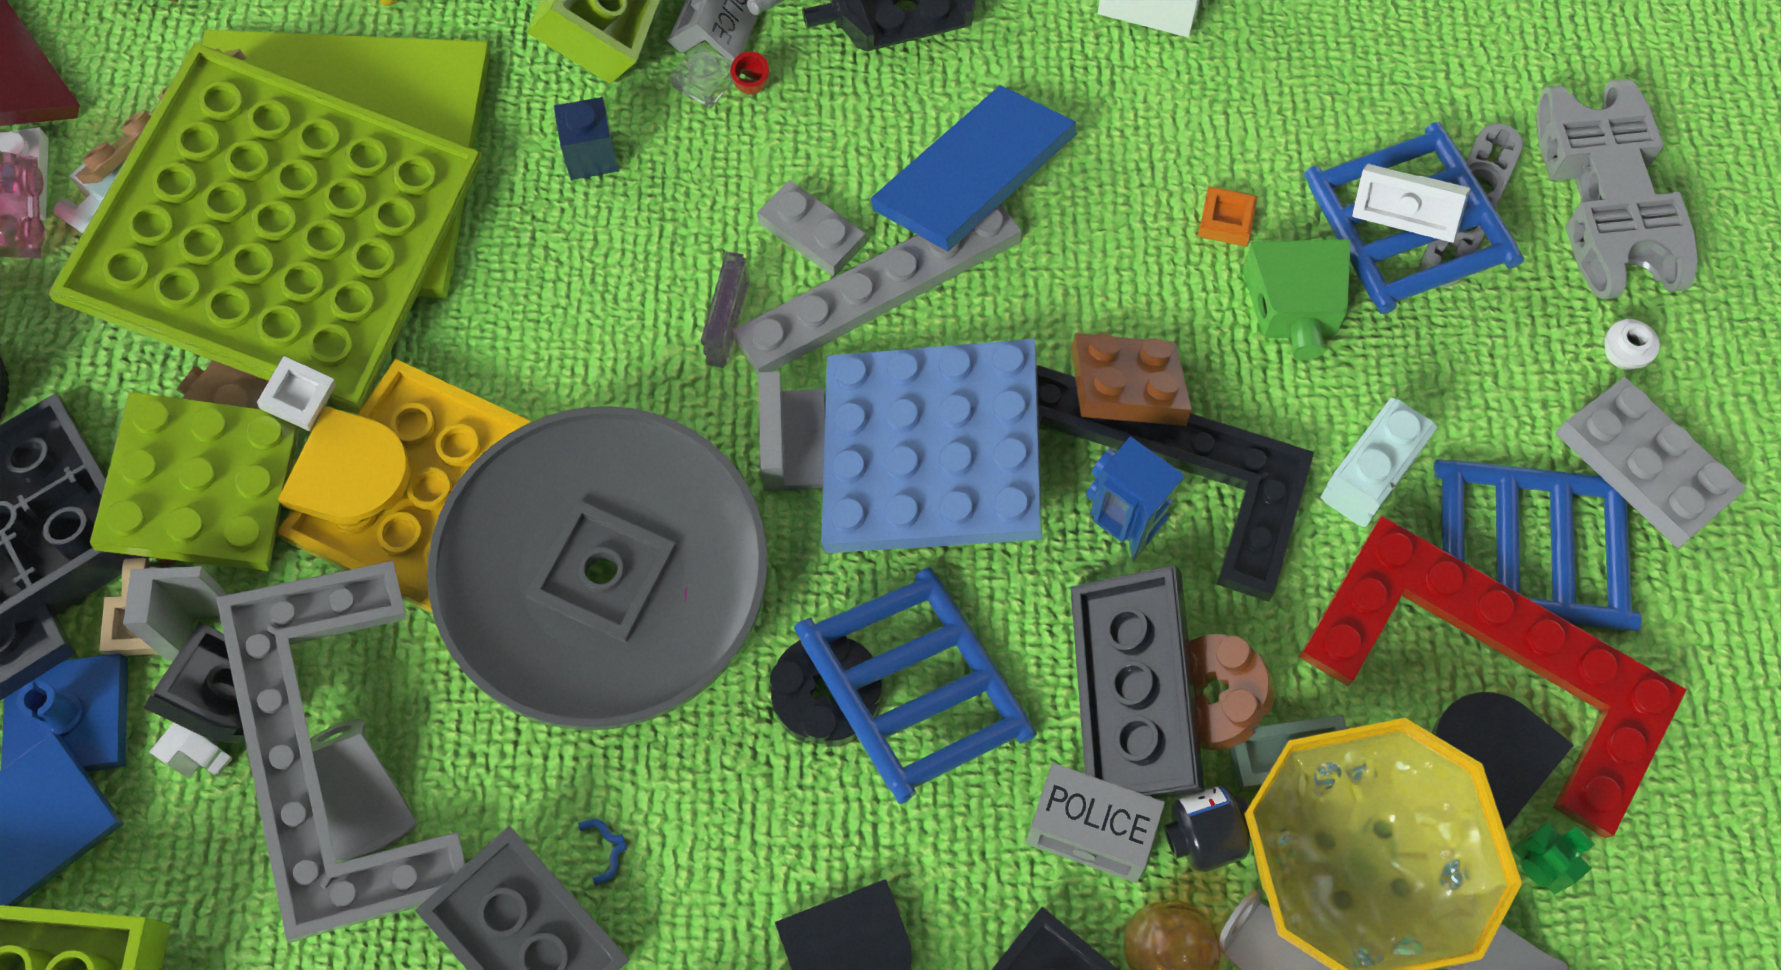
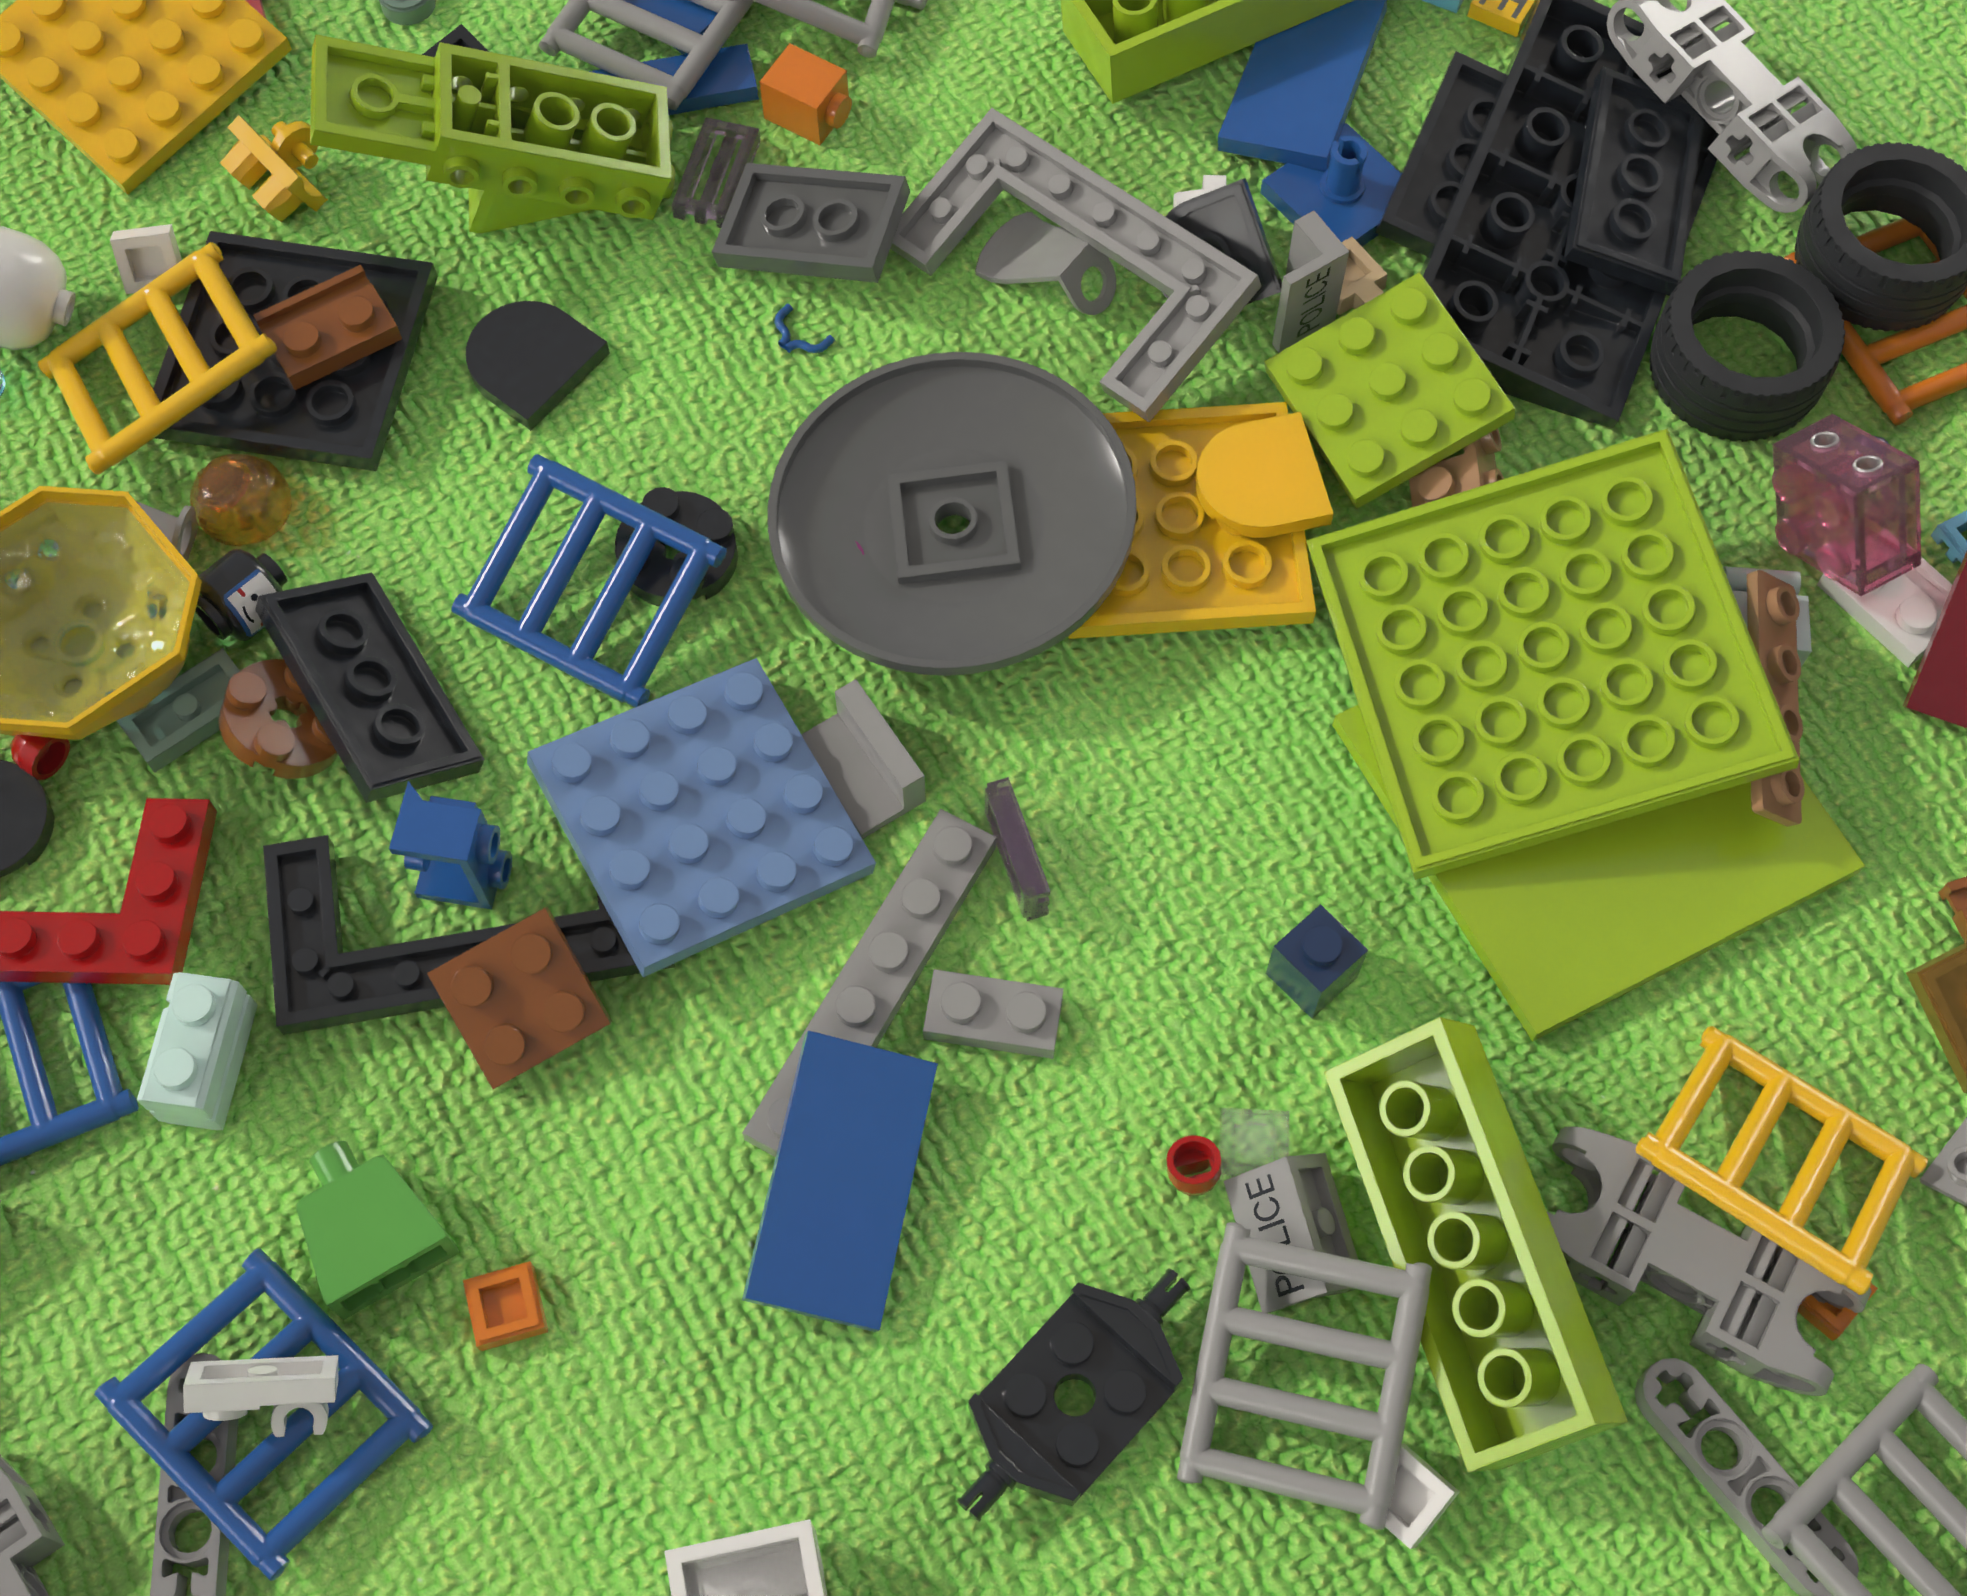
camera: 150 degrees right, 0 degrees up
(296, 393) = (1362, 498): white tile -> none
(1095, 823) = (351, 541): light grey panel -> none

